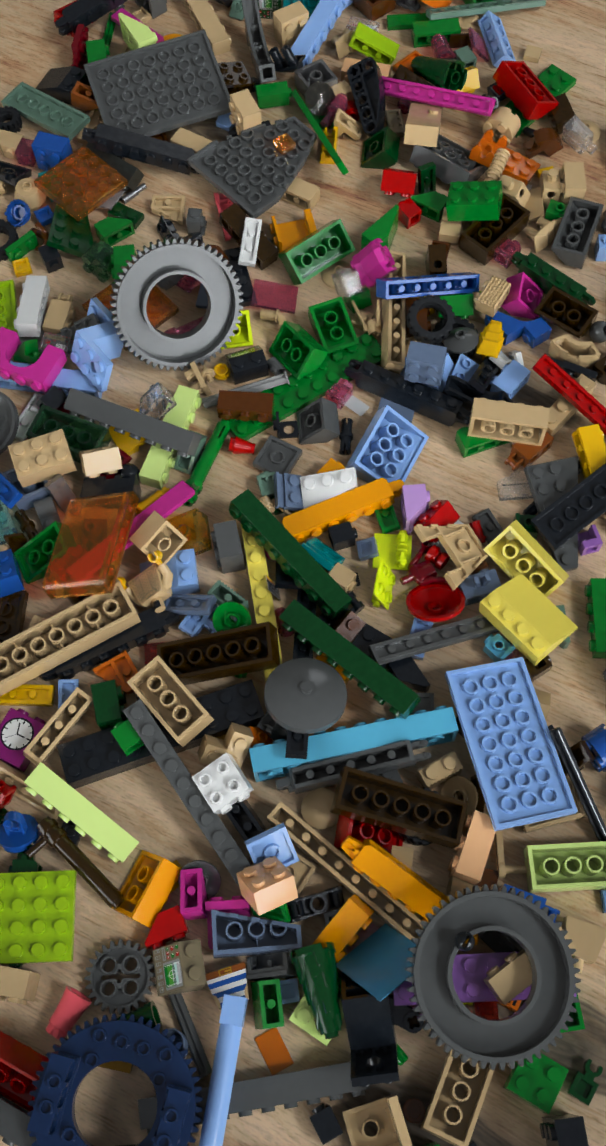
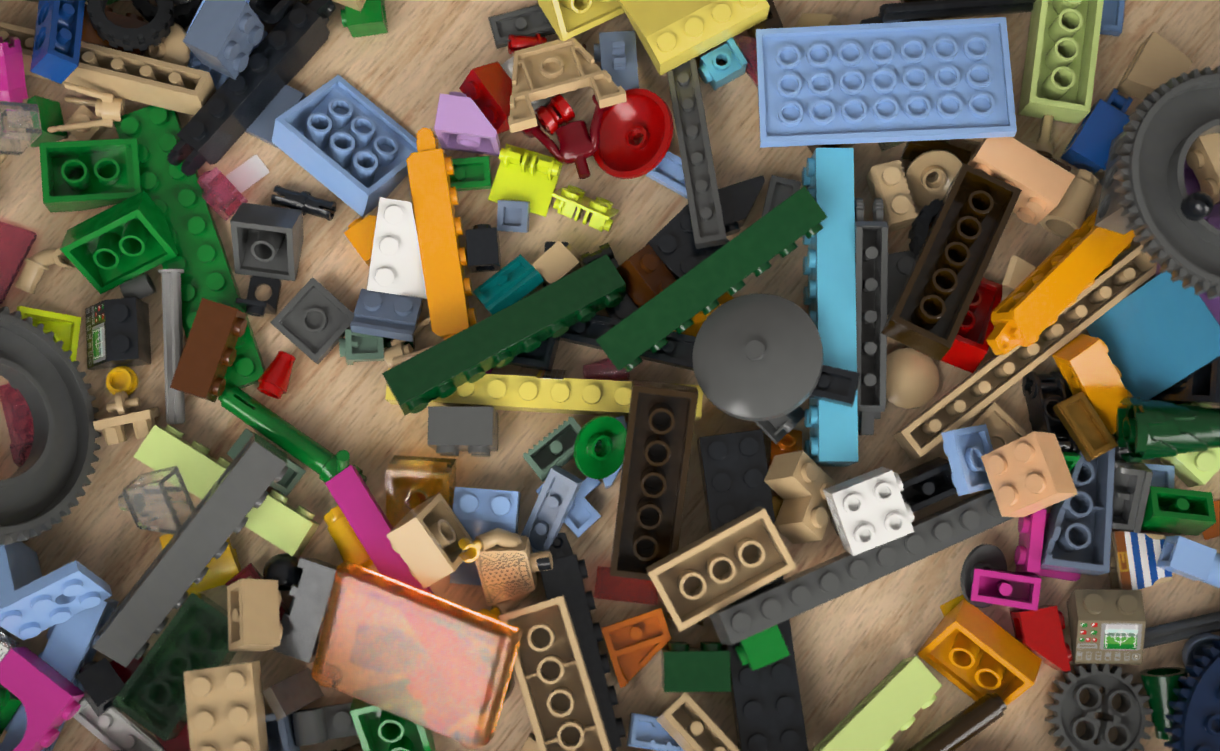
camera: 80 degrees left, 15 degrees up
(309, 923) = (1085, 426): none -> pearl gold tile

